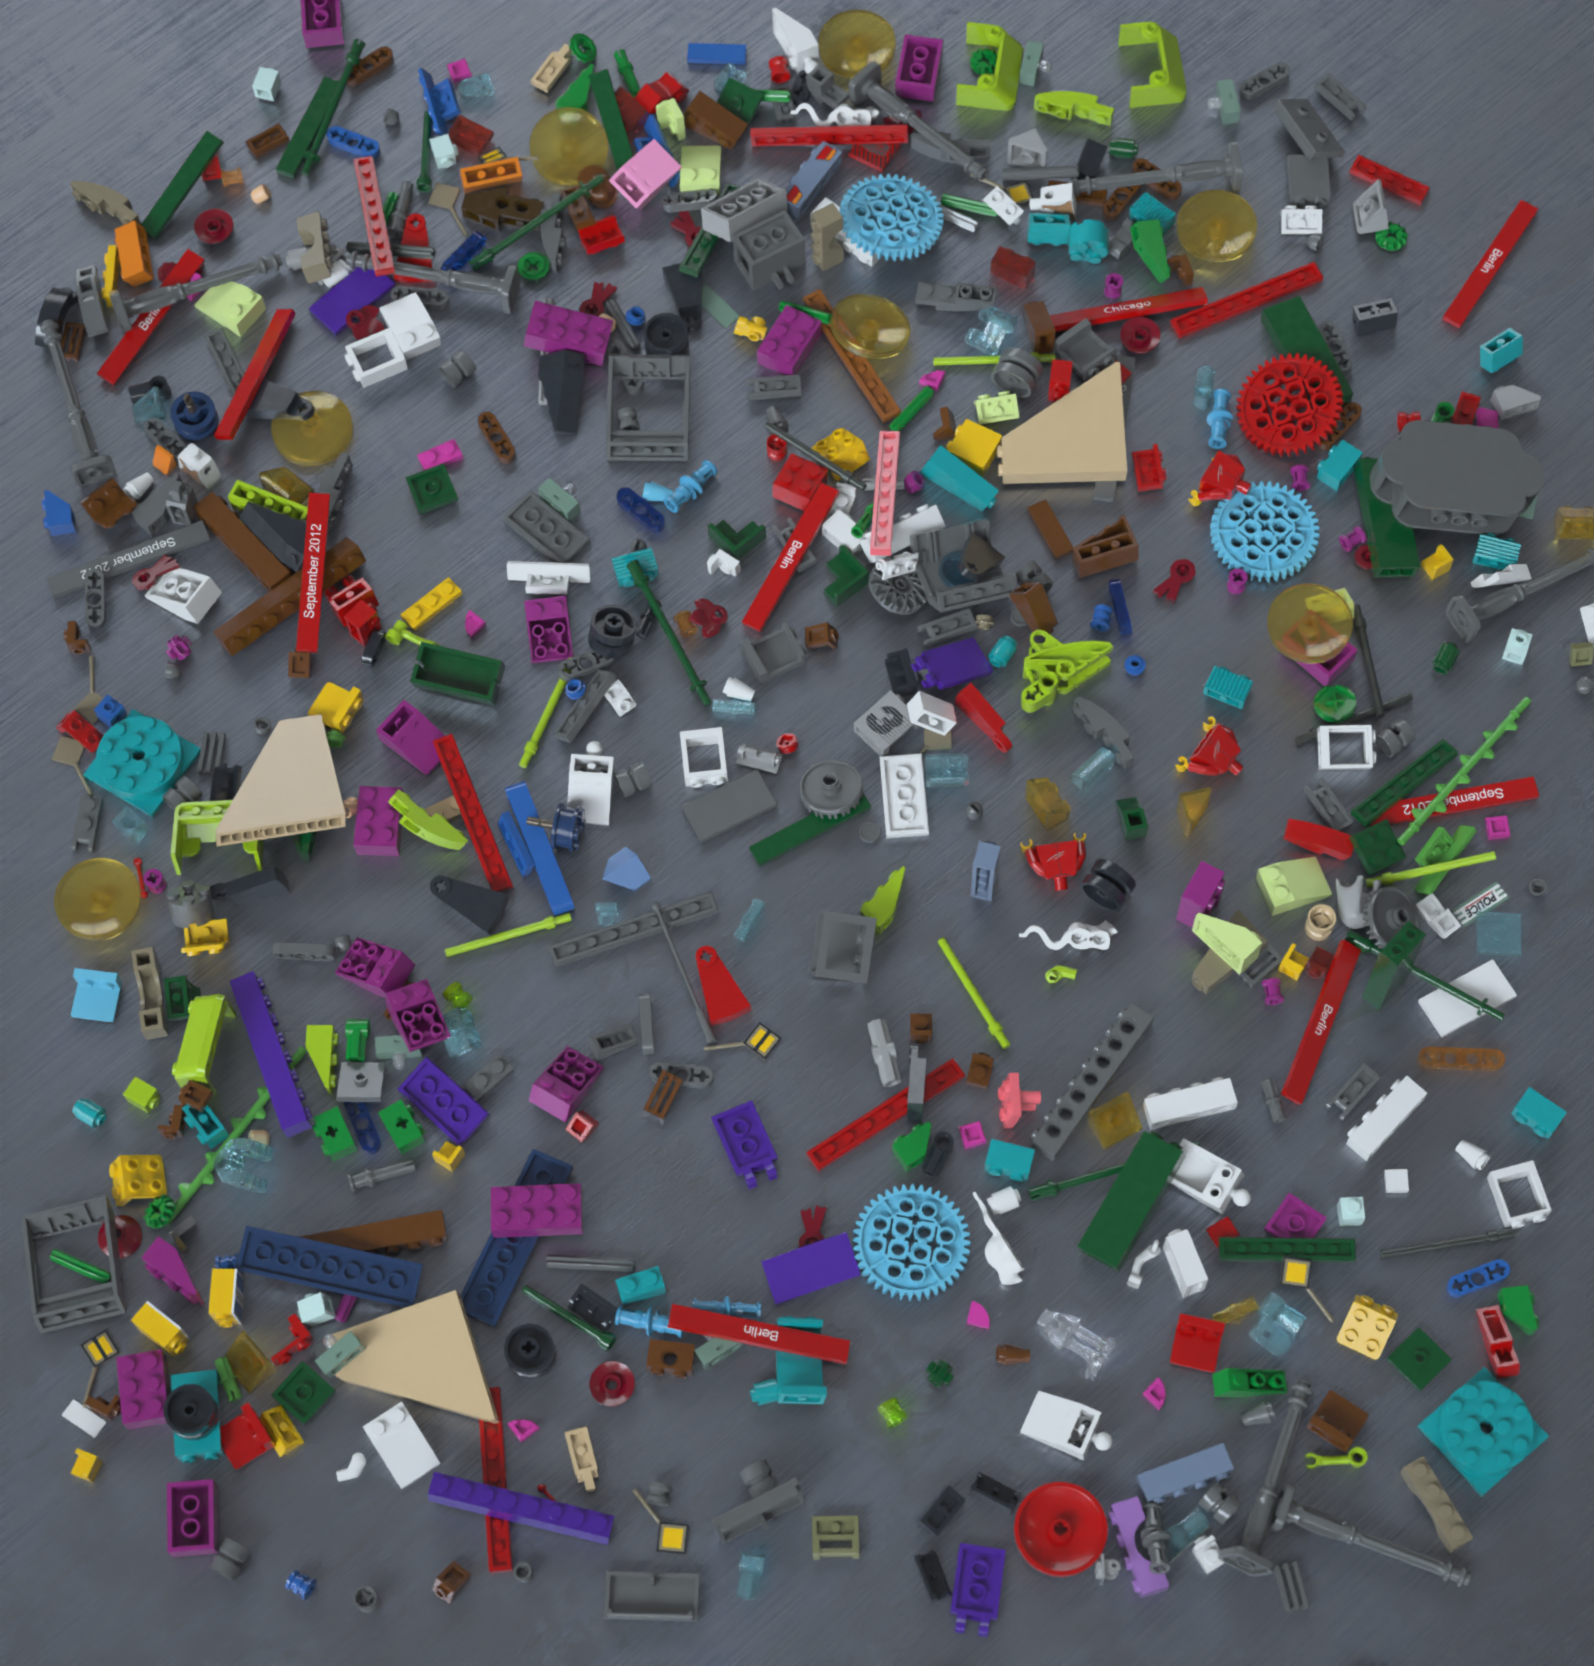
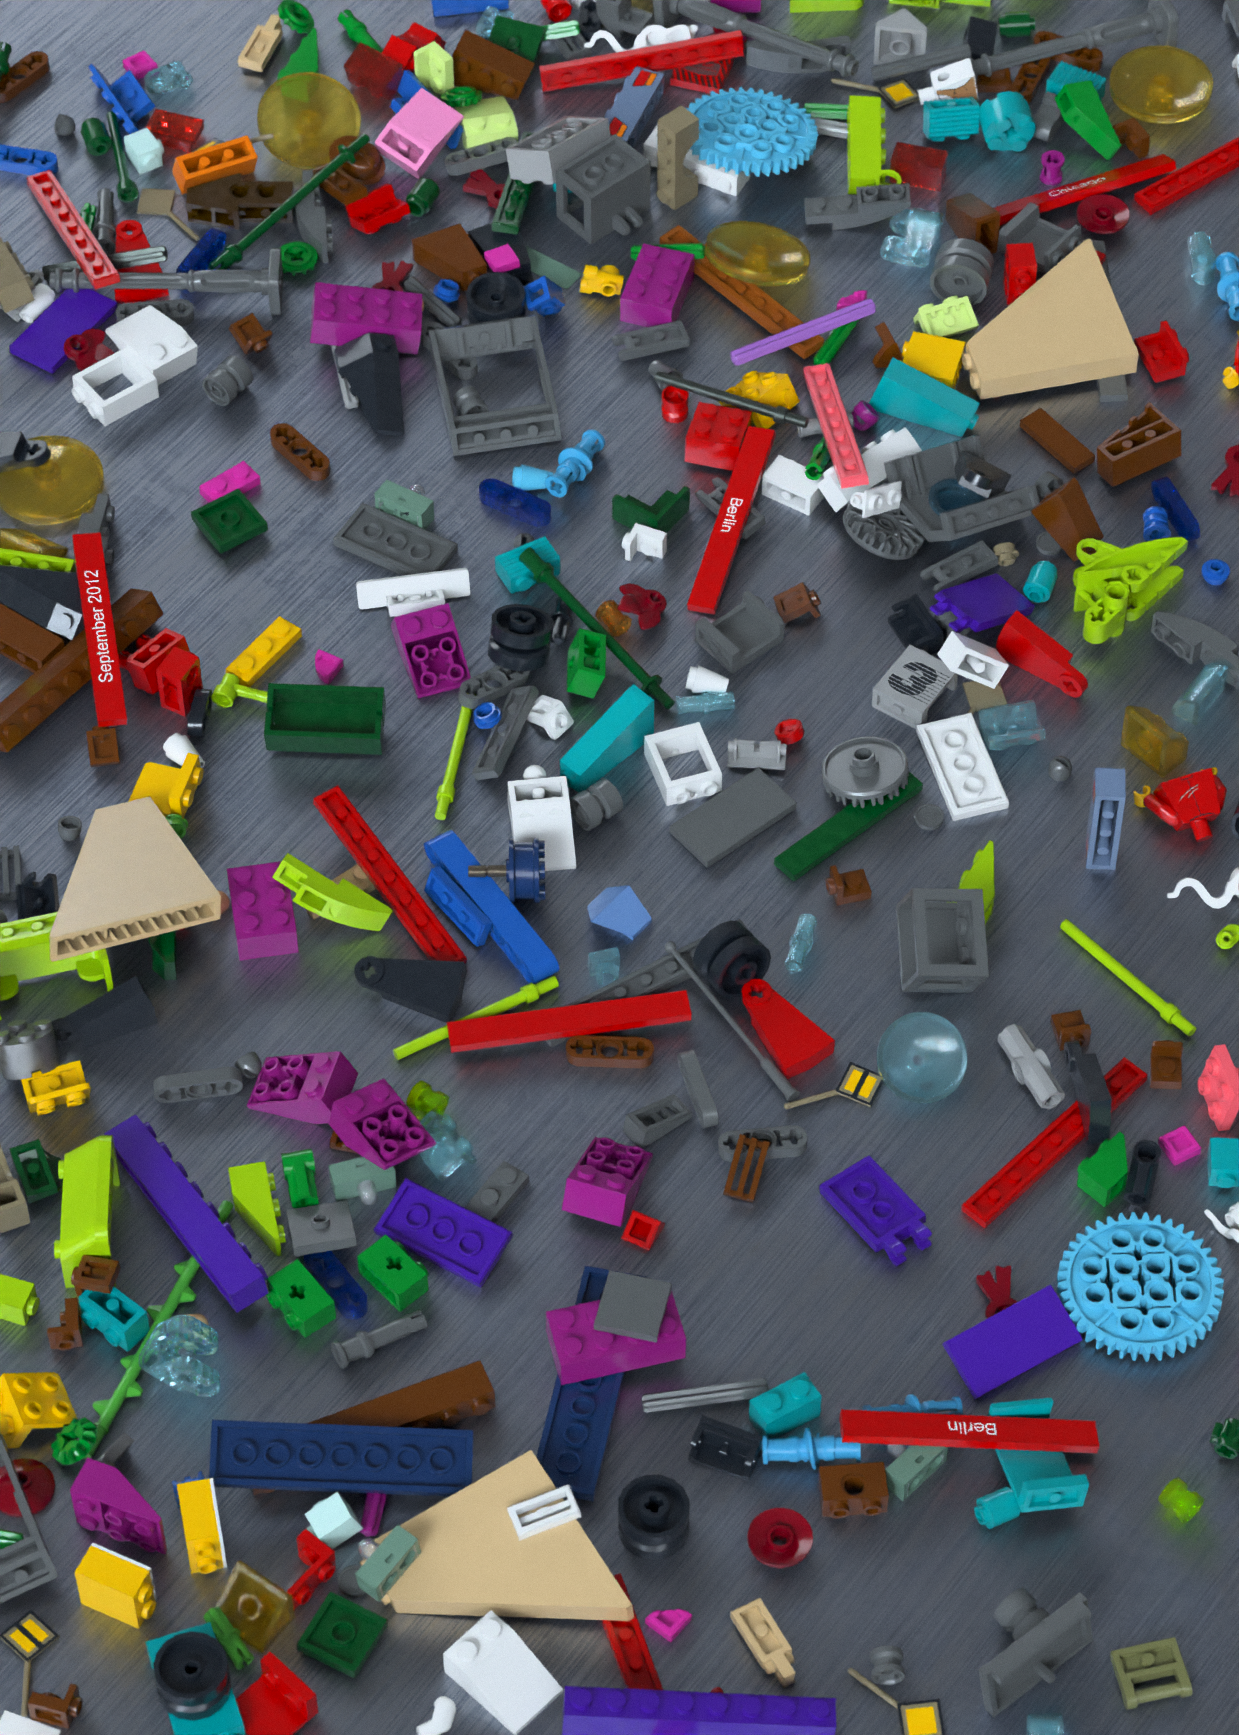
camera: 15 degrees left, 15 degrees down
(143, 1388) = (110, 1672): magenta brick -> none
(281, 1430) = (331, 1695): yellow slope -> none
(353, 677) = (177, 748): none -> white cone
(411, 132) = (96, 136): none -> dark green brick
(411, 737) = (280, 804): magenta slope -> none
(449, 1156) = (469, 1298): yellow panel -> none
(472, 1344) = (547, 1523): none -> white tile
(483, 329) = (250, 334): none -> reddish brown bracket
(548, 1198) = (632, 1306): none -> dark grey tile
(570, 953) = (569, 1021): none -> red tile
(604, 1339) = (752, 1485): dark green piece -> none
(610, 978) = (632, 1045): none -> reddish brown beam
(611, 117) = (356, 78): dark green tile -> none
(637, 229) = (422, 196): none -> dark green brick
(646, 287) = (450, 255): none -> reddish brown slope
(654, 661) = (586, 663): none -> green brick
(654, 730) = (609, 740): none -> teal slope
(679, 299) = (502, 259): none -> dark pink tile
(687, 143) = (461, 96): none -> green gear
(693, 928) = (731, 958): none -> black wheel
(703, 337) = (547, 303): none -> blue brick
(795, 879) = (847, 886): none -> reddish brown bracket
(807, 1048) = (941, 1052): none -> clear light blue dish
(845, 499) = (782, 445): white bracket -> none
(850, 574) = (812, 527): dark green panel -> none
(885, 403) = (802, 332): none -> medium lavender axle
(967, 360) = (903, 273): lime bar -> none
(975, 244) = (864, 144): none -> lime hinge
(1004, 206) = (895, 106): white hinge -> none

